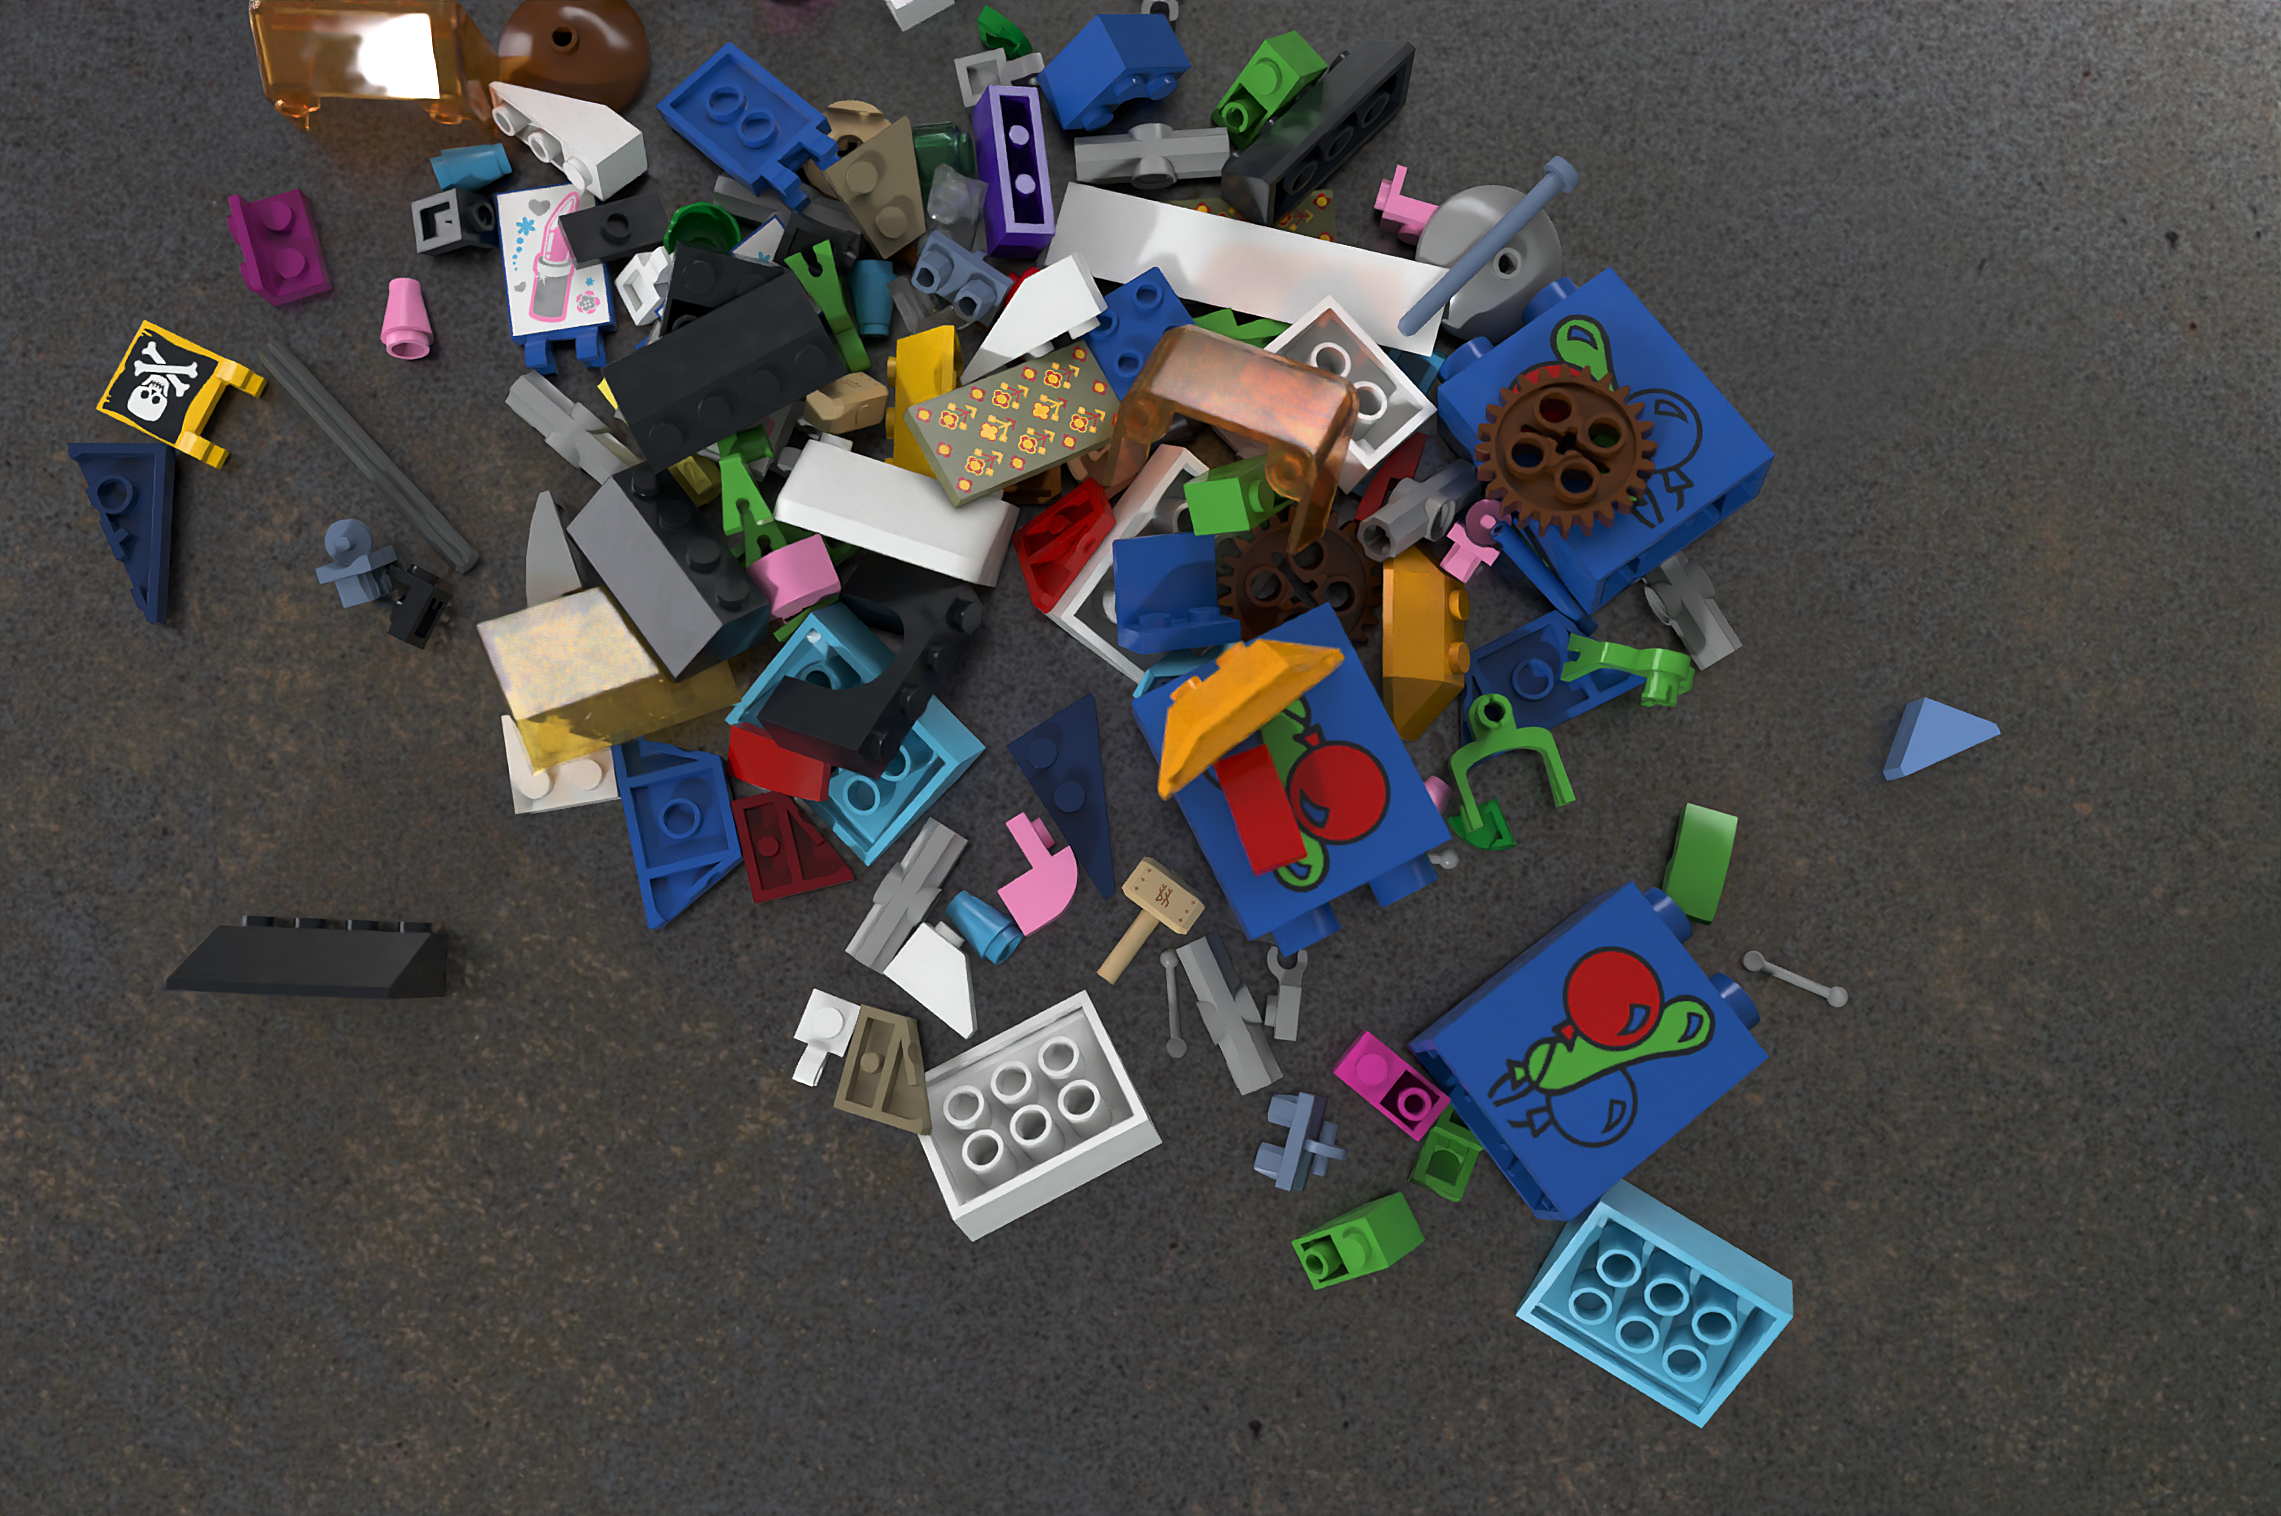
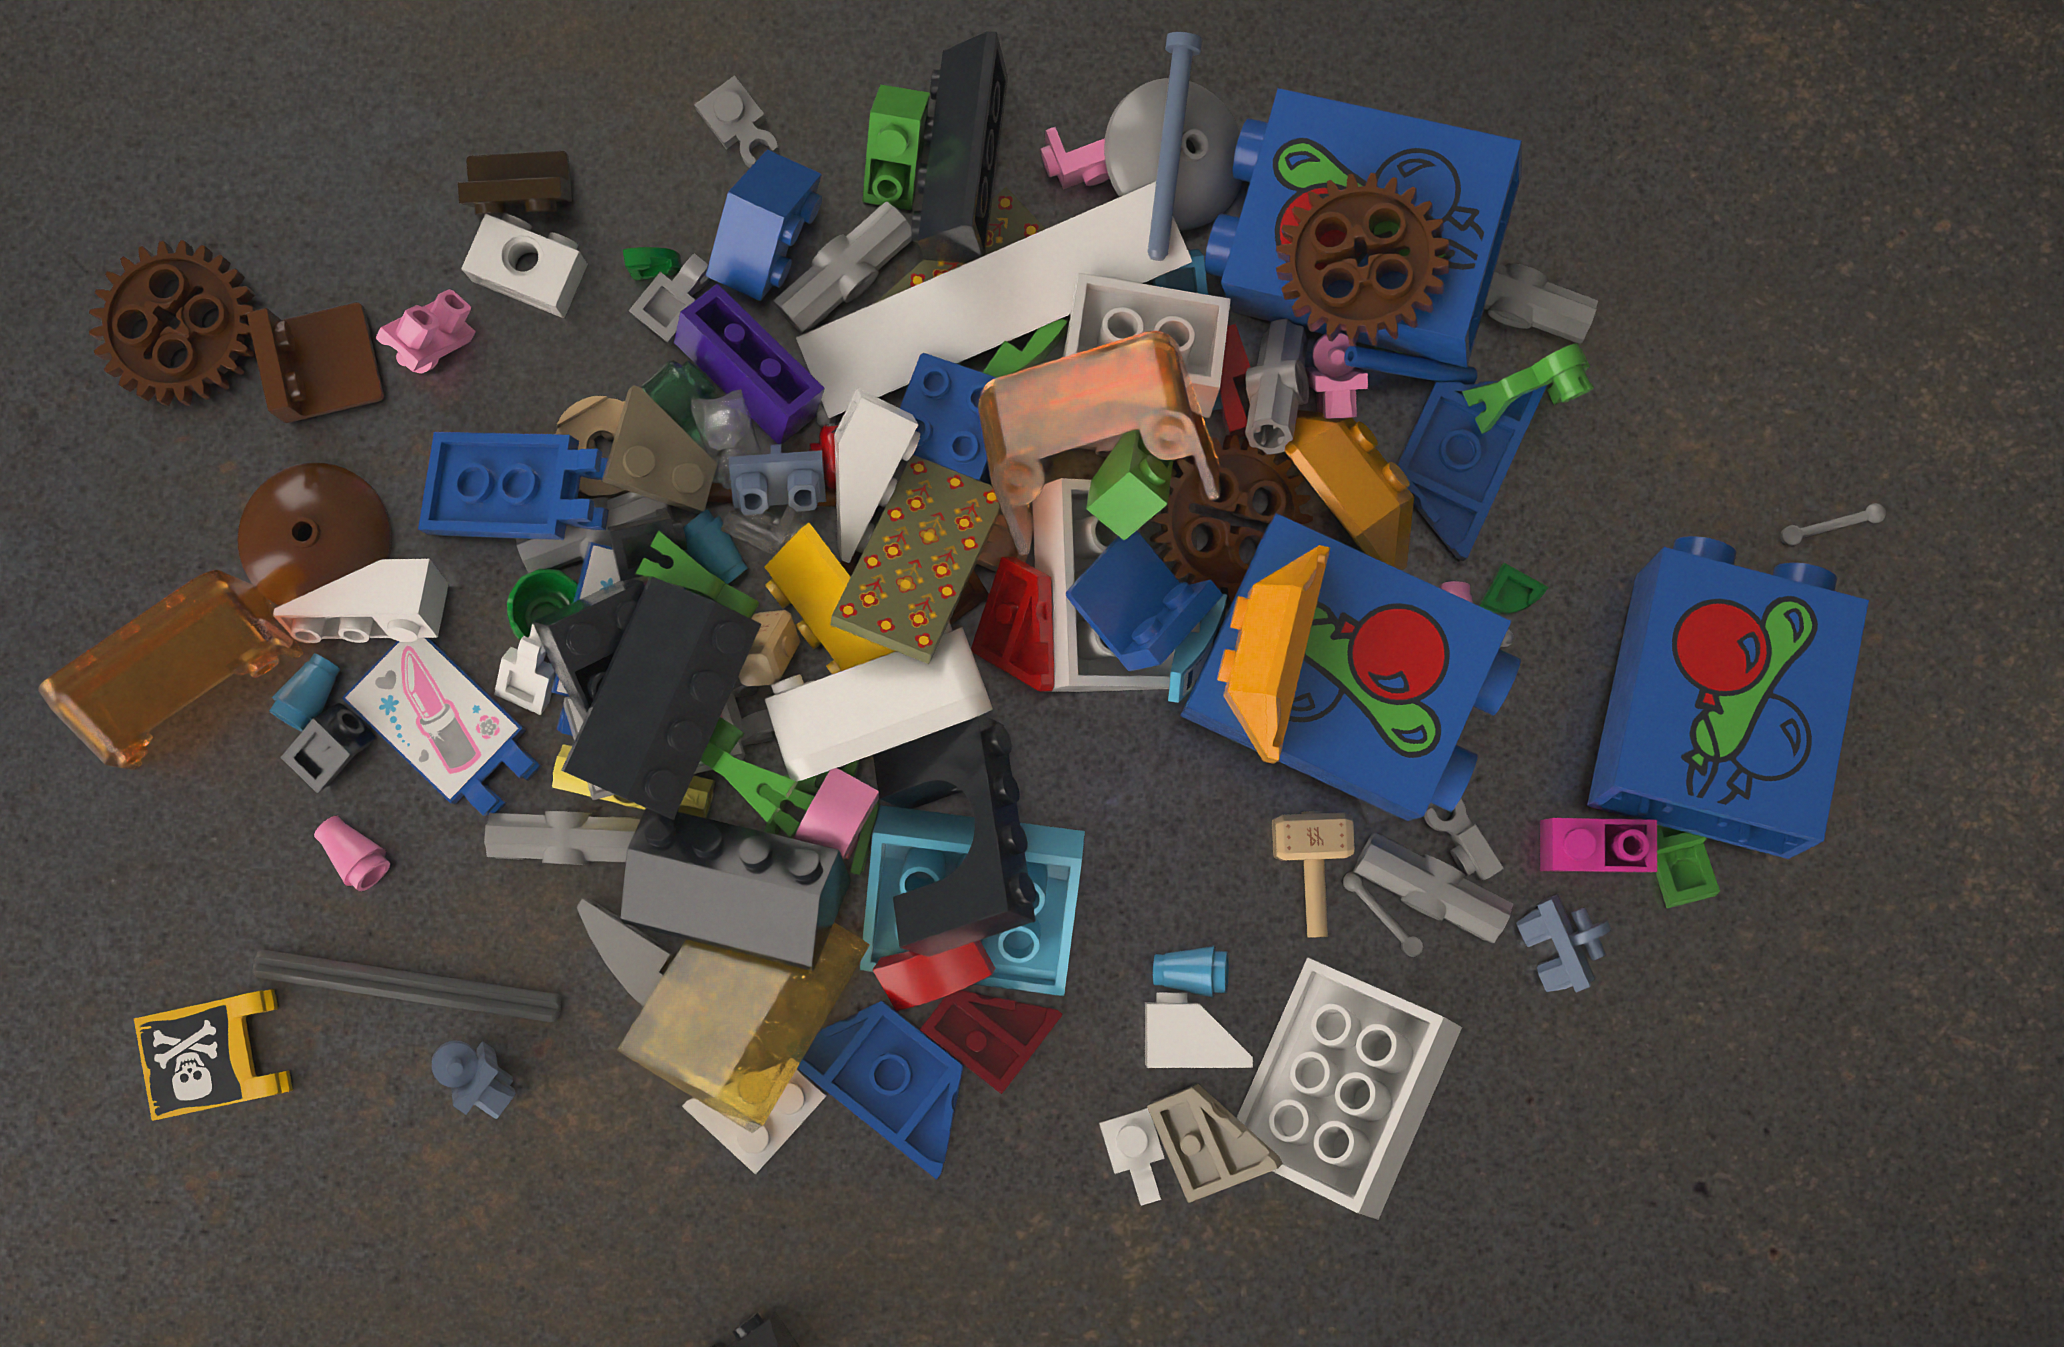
camera: 45 degrees left, 0 degrees up
(135, 502) = (244, 1166): dark blue wing -> none
(279, 247) = (199, 874): magenta bracket -> none
(418, 612) = (550, 1078): black bracket -> none
(614, 230) = (465, 652): black plate -> none
(907, 895) = (1115, 994): light grey piece -> none
(1047, 888) = (1219, 898): bright pink brick -> none
(1067, 775) = (1161, 802): dark blue wing -> none
(1260, 810) = (1354, 713): red slope -> none
(1359, 1241) = (1669, 983): bright green slope -> none
(1498, 737) = (1468, 519): bright green piece -> none
(1658, 1301) = (1927, 850): medium azure slope -> none
(1700, 861) = (1694, 490): bright green slope -> none
(1932, 733) = (1791, 259): medium blue slope -> none

